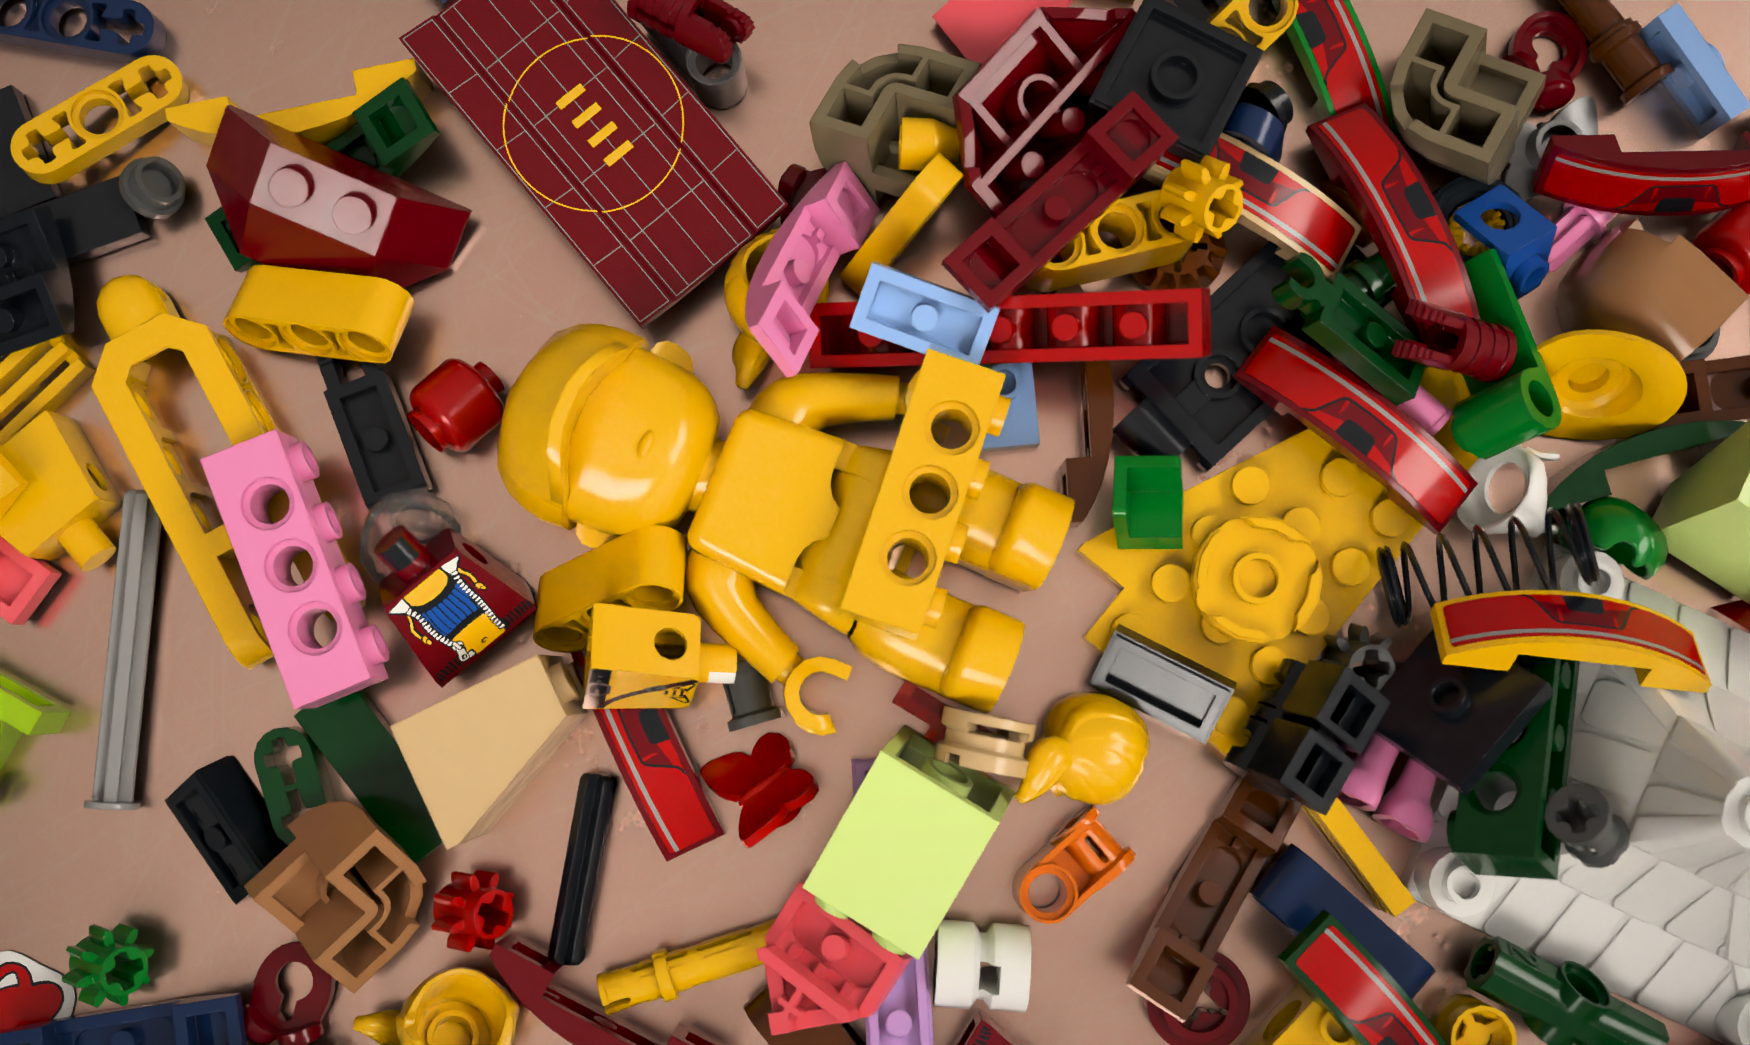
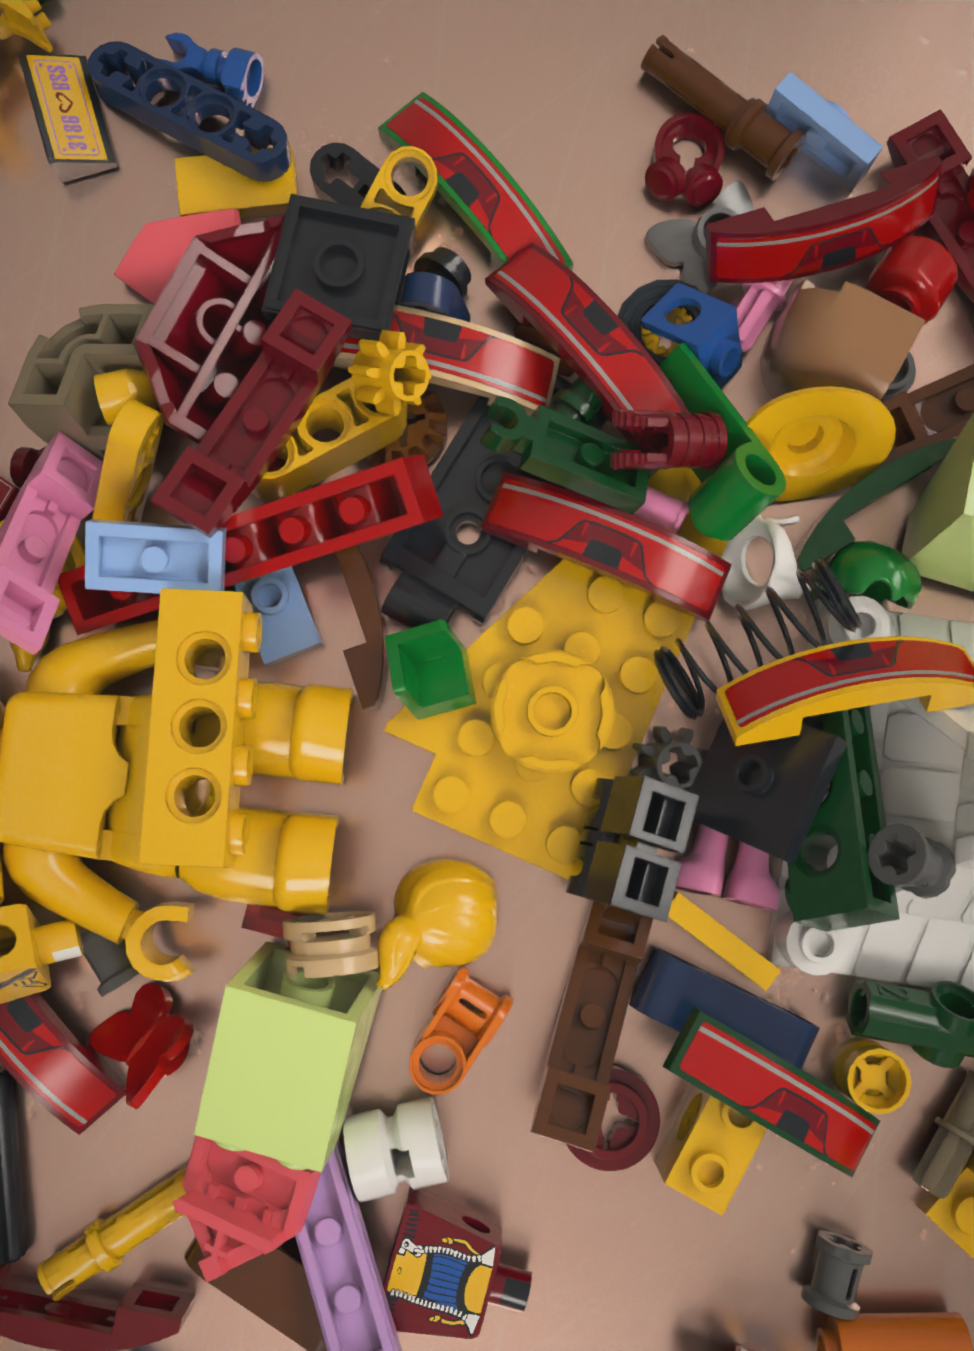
camera: 20 degrees left, 0 degrees up
(1162, 683) = (491, 834): tile -> none
(1457, 100) = (615, 216): dark tan brick -> none

